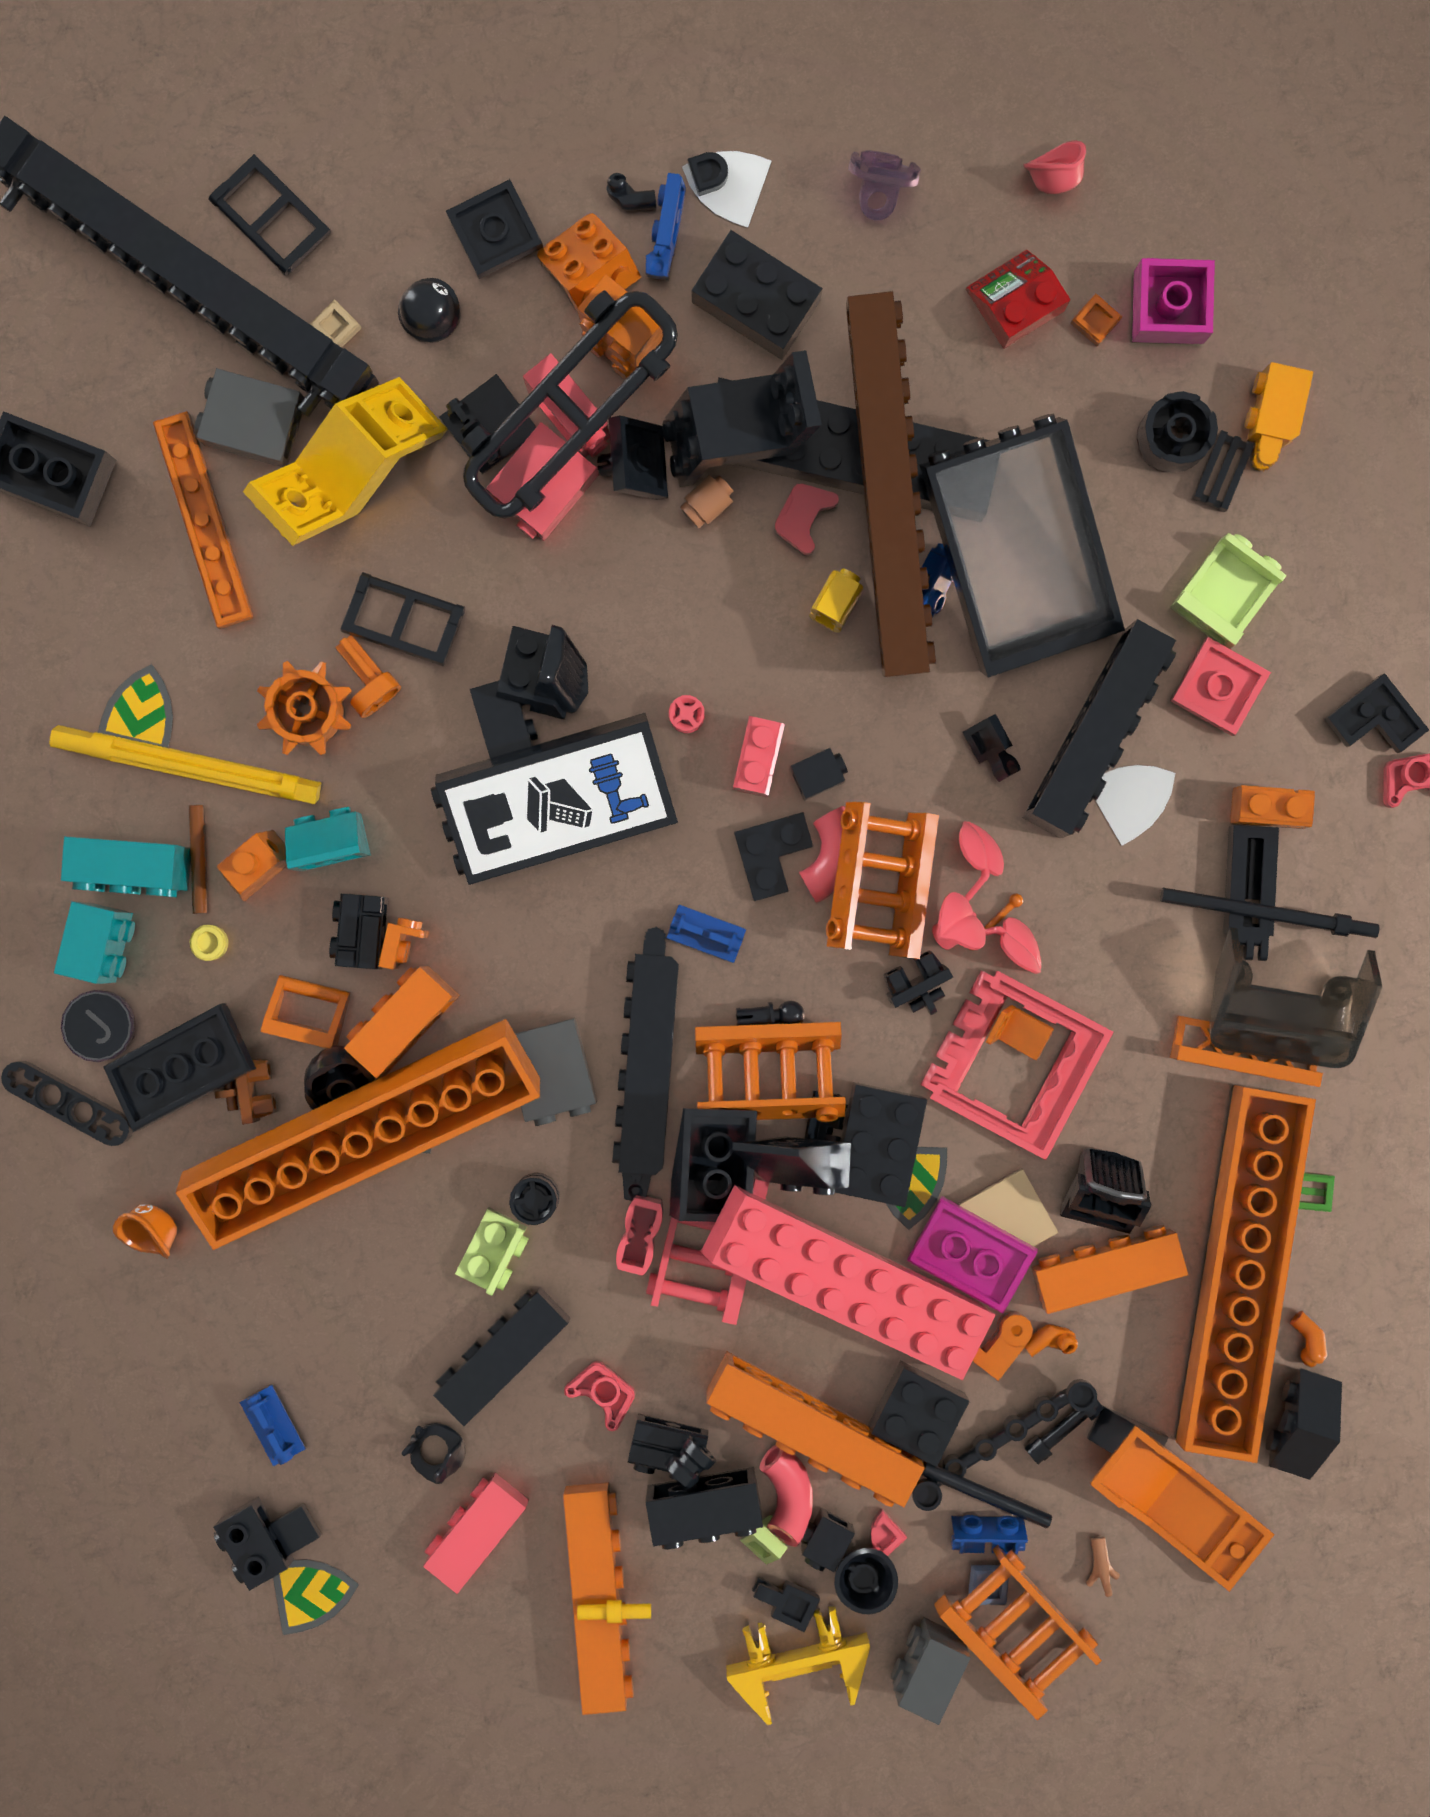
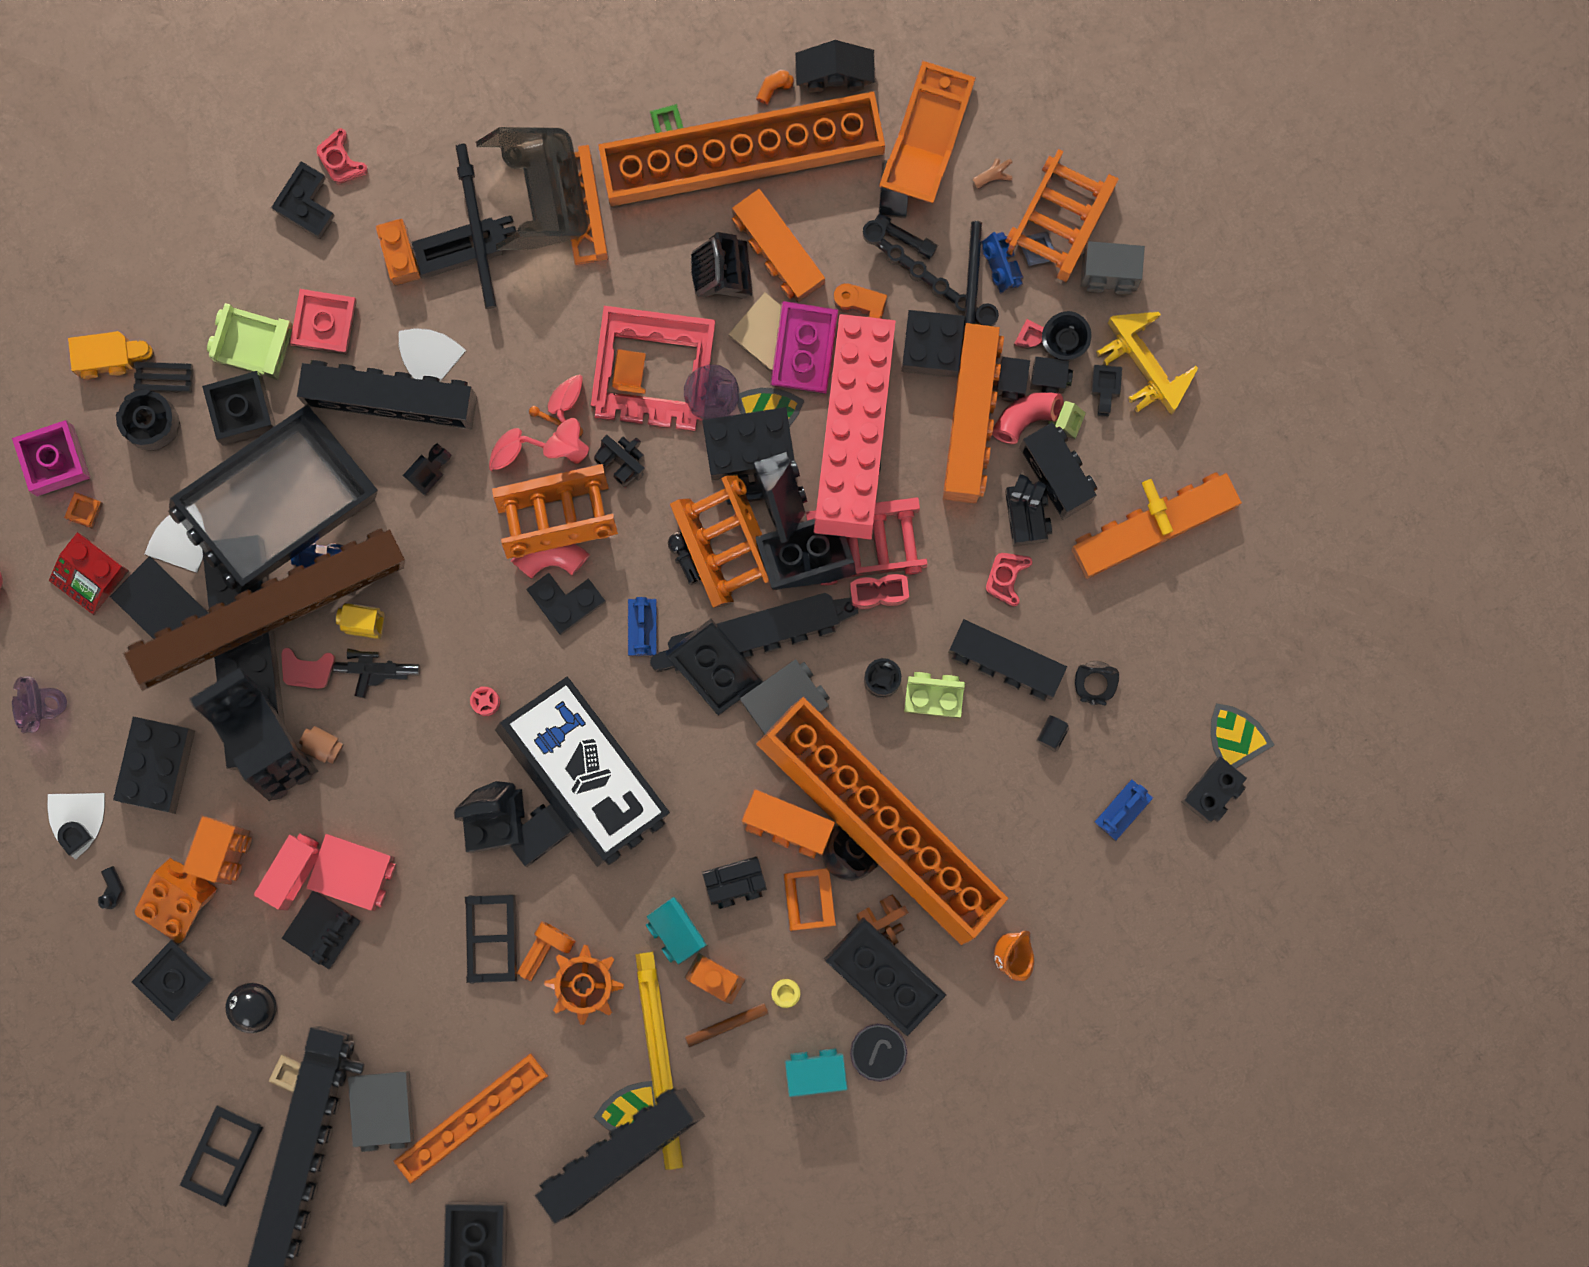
camera: 105 degrees left, 5 degrees down
(65, 1107) = (949, 1053): black beam -> none
(84, 676) = (617, 1157): none -> black brick
(125, 866) = (750, 1072): teal brick -> none
(295, 1529) = (1193, 764): black tile -> none
(345, 460) = (387, 1021): yellow bracket -> none
(393, 1377) = (1053, 733): none -> black brick
(395, 948) = (735, 848): orange bracket -> none
(474, 1532) = (1142, 631): coral brick -> none
(605, 314) = (213, 858): black bar -> none
(622, 1002) = (714, 666): none -> black tile
(636, 458) = (308, 808): black tile -> none
(667, 228) = (130, 851): blue hinge -> none
(758, 756) = (497, 636): coral brick -> none
(771, 593) = (373, 673): none -> black piece
(819, 773) = (493, 587): black brick -> none
(837, 1497) = (1013, 378): none -> black brick
(952, 369) = (155, 599): none -> black tile
(958, 1122) = (711, 392): none -> clear purple tile
(1014, 406) = (173, 546): none -> white sticker
(1054, 1337) = (842, 268): orange arm -> none
(1151, 547) = (239, 408): none -> black brick

